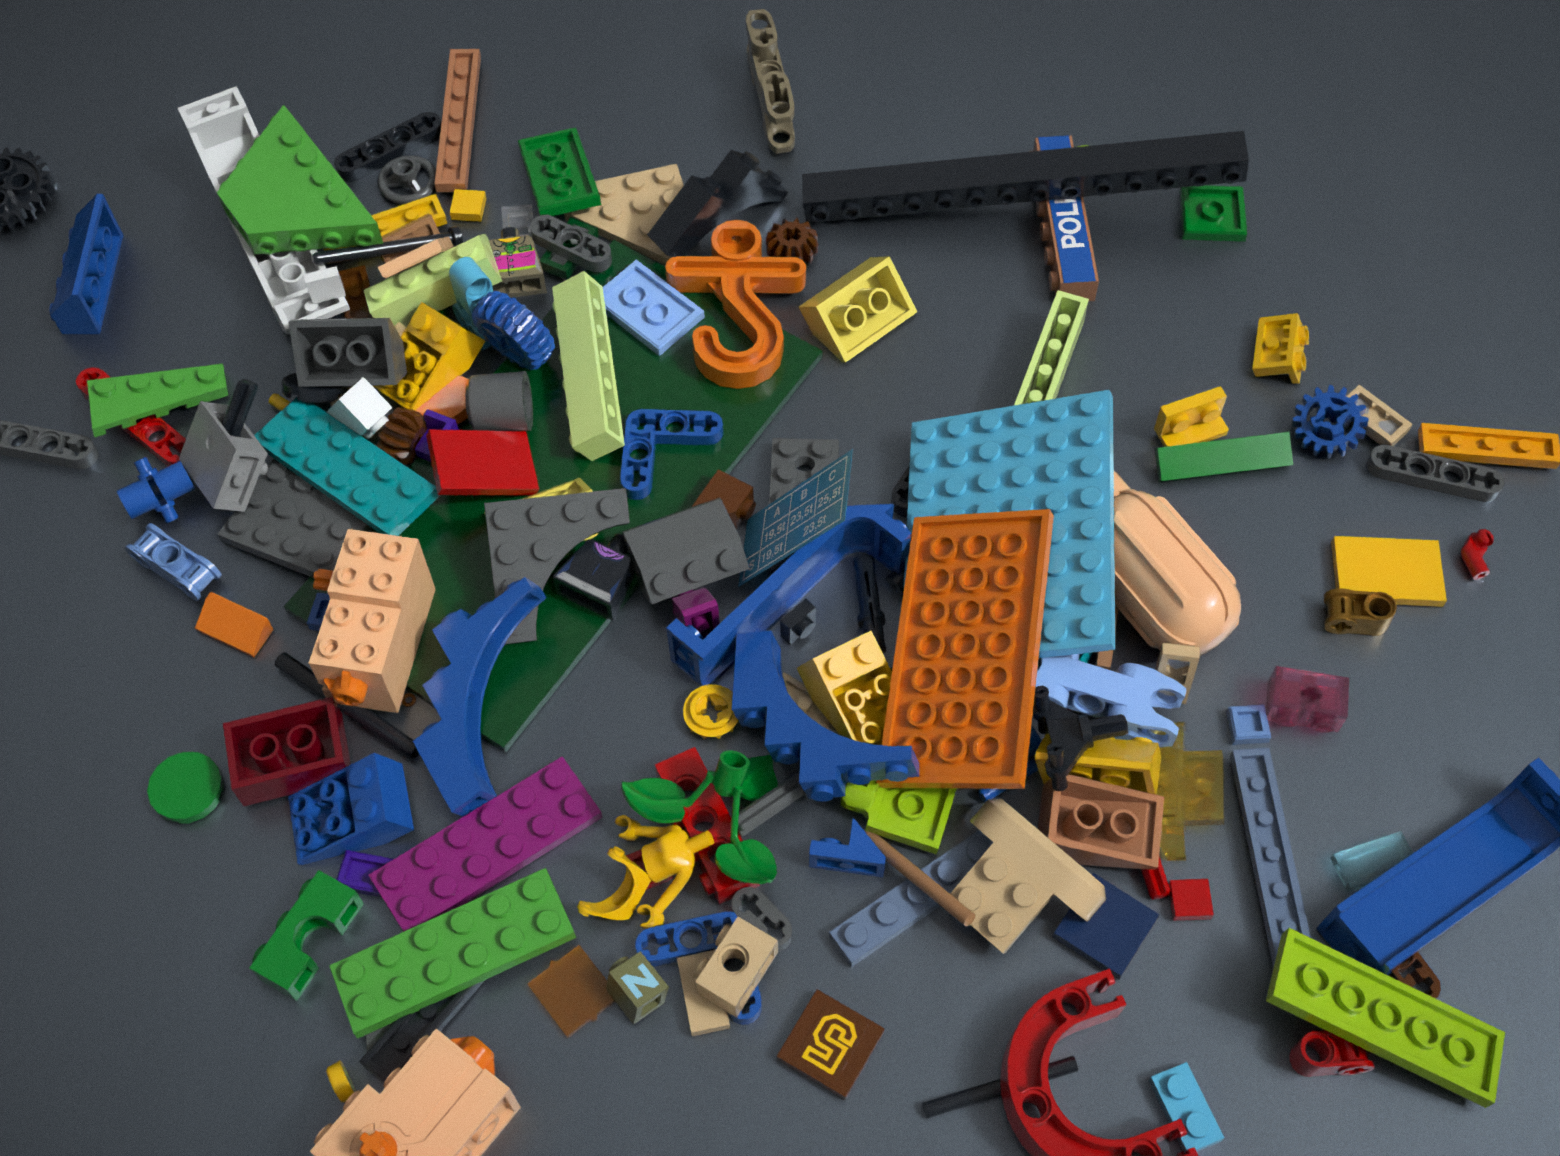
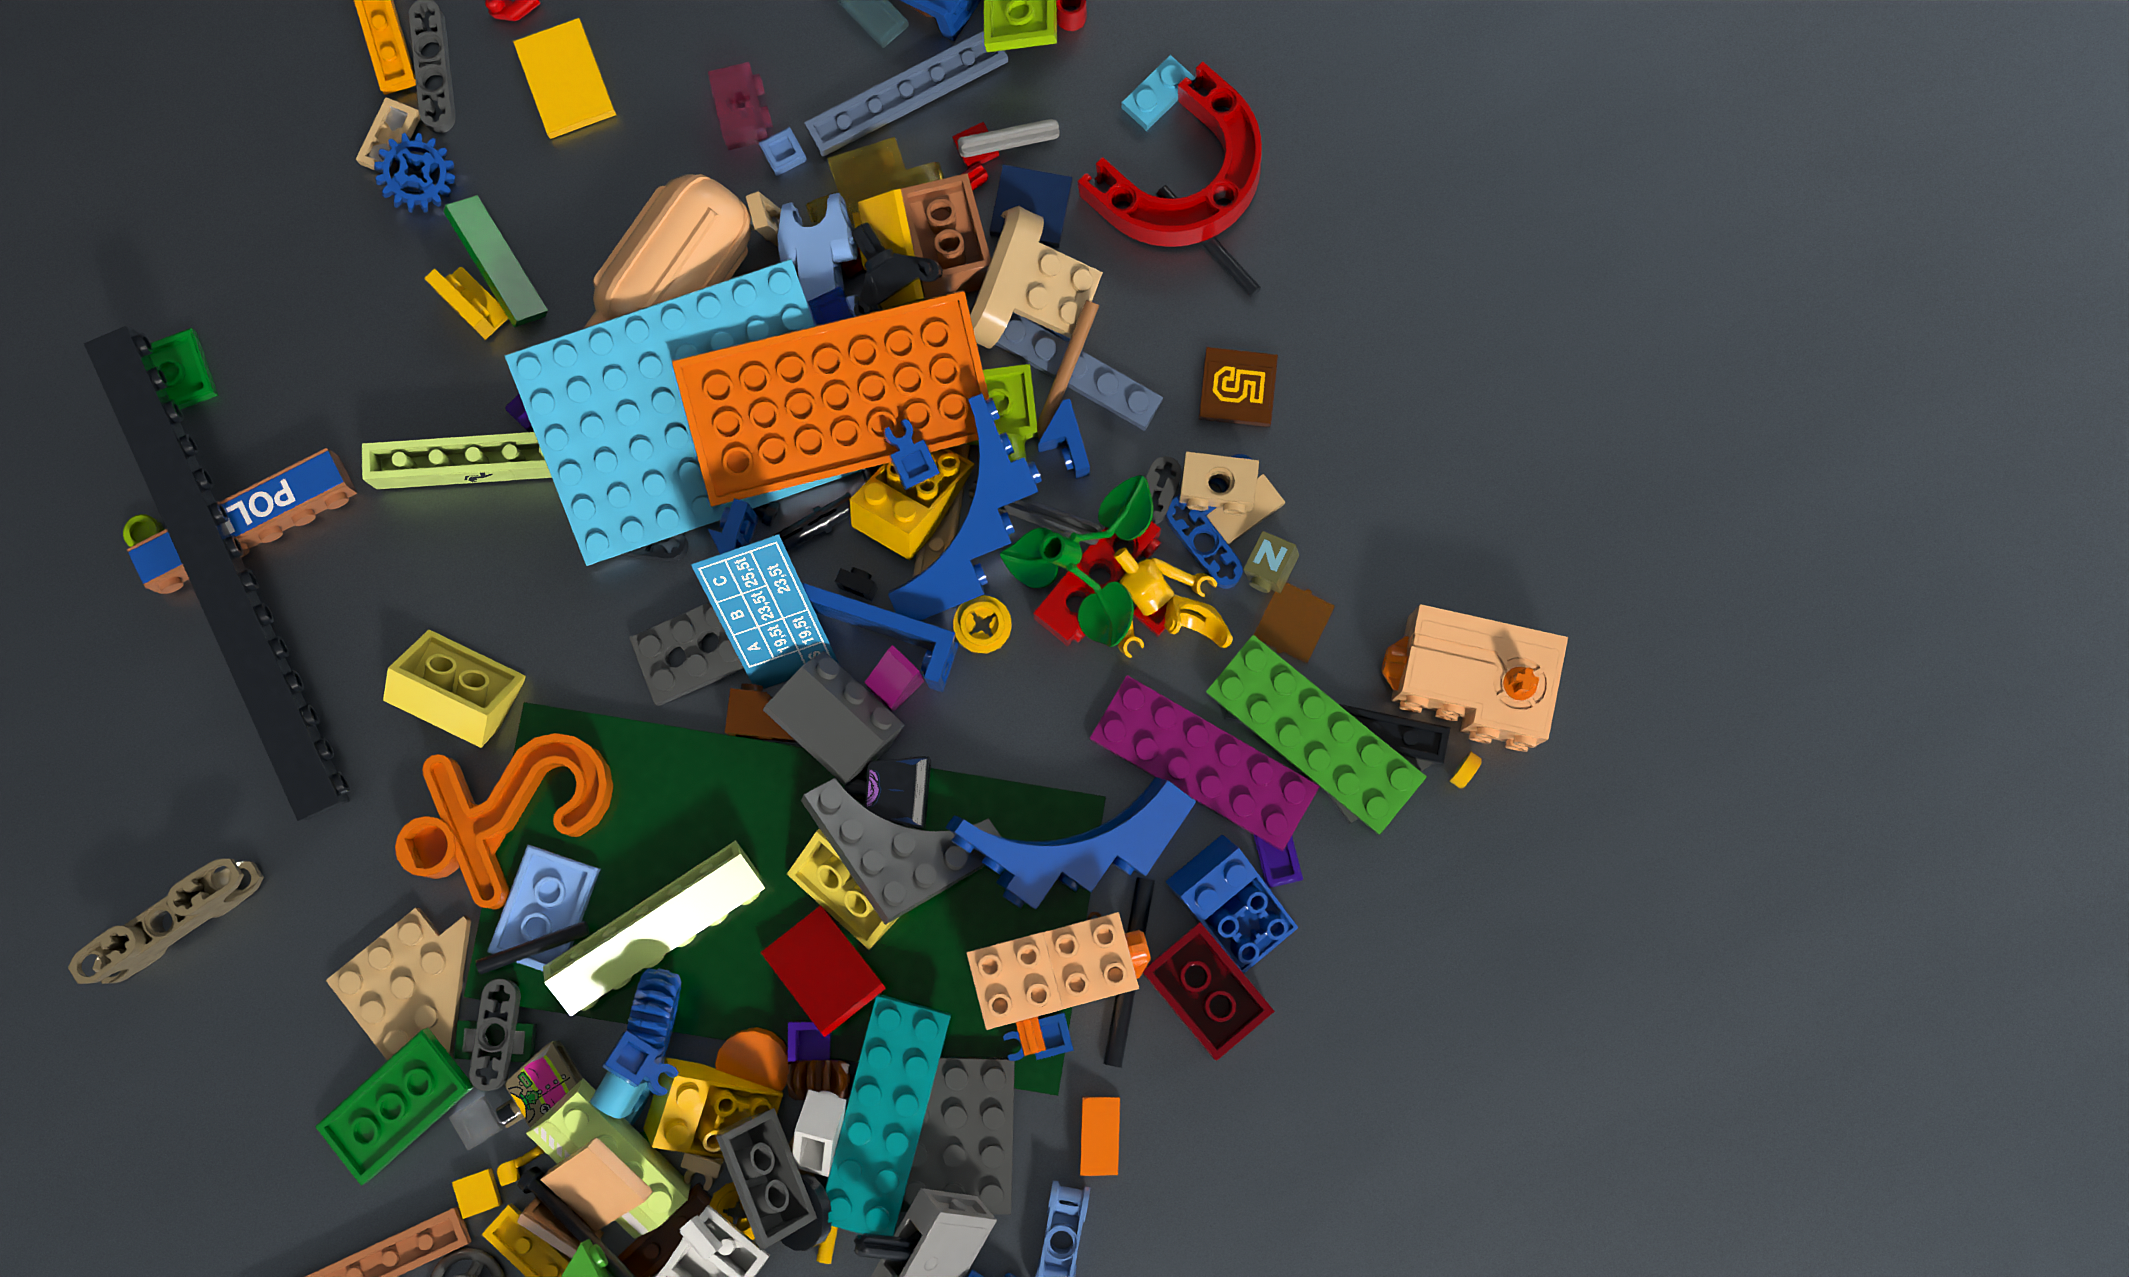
camera: 115 degrees left, 20 degrees up
(185, 787) = (1278, 1077): green tile -> none
(320, 904) = (1394, 878): green arch -> none
(469, 227) = (509, 1172): none -> yellow hand
(480, 290) = (634, 1060): none -> blue plate
(499, 402) = (742, 993): dark grey piece -> none
(620, 285) = (532, 947): none -> black bar
(649, 437) = (714, 825): blue beam -> none
(711, 200) = (385, 892): black arch -> none
(792, 240) = (386, 808): reddish brown gear -> none
(880, 689) = (912, 461): none -> blue plate
(1055, 674) = (830, 306): none -> clear blue tile
(1184, 928) = (1008, 138): none -> light grey axle
(1280, 346) = (335, 249): yellow bracket -> none
(1355, 612) = (626, 92): pearl gold piece -> none

